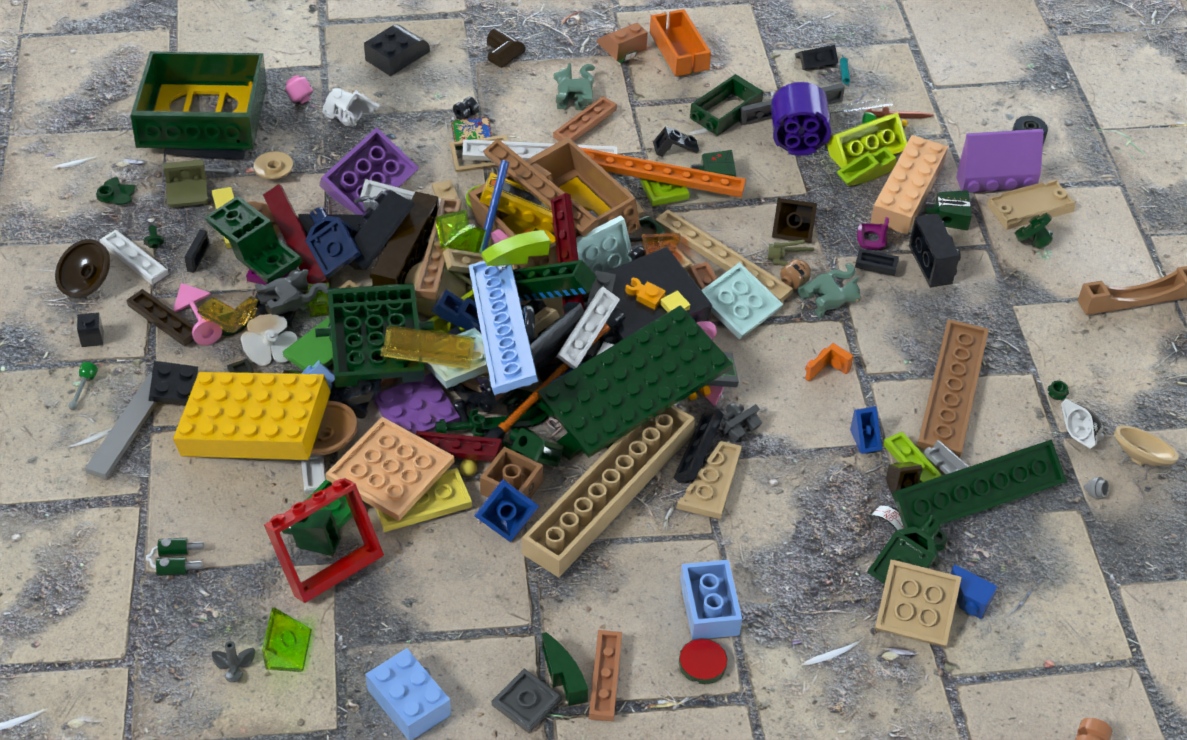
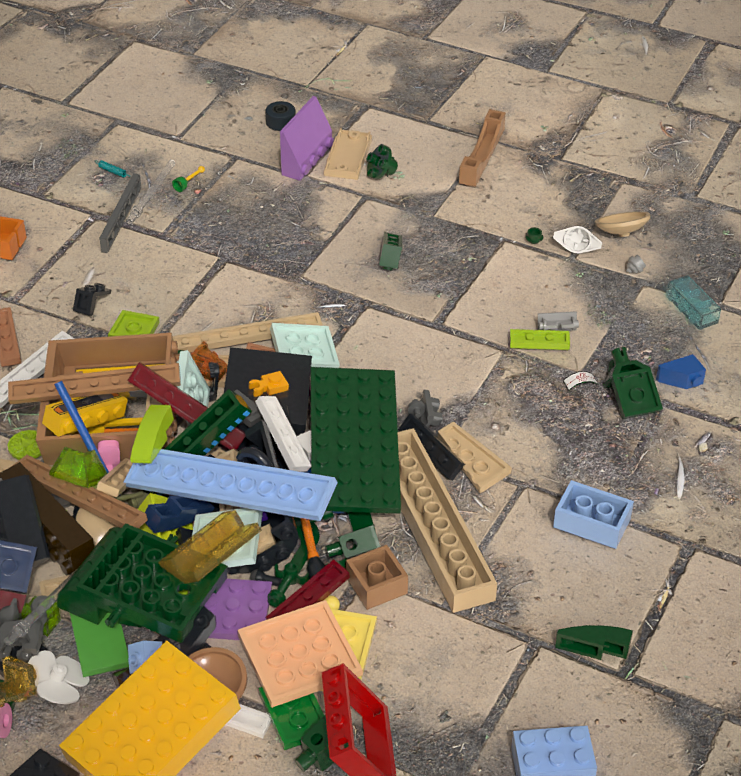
camera: 55 degrees left, 5 degrees down
(240, 367) = (70, 718): pearl dark grey tile -> none
(277, 287) = (22, 627): none -> clear bar
(506, 510) = (412, 594): blue slope -> none
(526, 700) = (606, 682): dark grey tile -> none
(605, 675) = (615, 615): nougat plate -> none
(668, 173) = (124, 317): orange plate -> none
(674, 300) = (296, 374): light yellow tile -> none
(703, 661) = (641, 552): red tile -> none
(717, 162) = (148, 288): dark green torso -> none
(733, 85) = (87, 229): dark green window -> none
(778, 250) = (270, 301): olive plant -> none
(794, 220) = (250, 273): dark brown slope -> none
(795, 273) = (305, 302): medium nougat head -> none
(800, 118) = (154, 210): dark purple brick -> none
(818, 57) = (83, 173): black panel -> none
(829, 292) = (338, 295): sand green animal -> none
(833, 355) = (408, 326): orange bracket -> none
(866, 429) = (493, 347): blue slope -> none
(867, 137) = (204, 196): neon yellow slope -> none
(868, 167) = (231, 209): lime slope -> none
(876, 262) = (331, 256): black piece -> none
(879, 229) = (300, 237): magenta piece -> none
(902, 114) = (185, 171): copper sword -> none
(903, 475) = (556, 349): dark brown slope -> none
(909, 184) = (272, 198): light nougat brick -> none
(918, 603) = (678, 402): tan plate -> none
(924, 296) = (390, 251): none -> dark green slope
(934, 250) = (355, 219): black brick -> none
(952, 208) = (318, 191): dark green torso -> none
(953, 386) = (487, 282): medium nougat plate -> none
(980, 486) = (595, 319): dark green plate -> none
(1084, 558) = (693, 302): none -> clear light blue brick

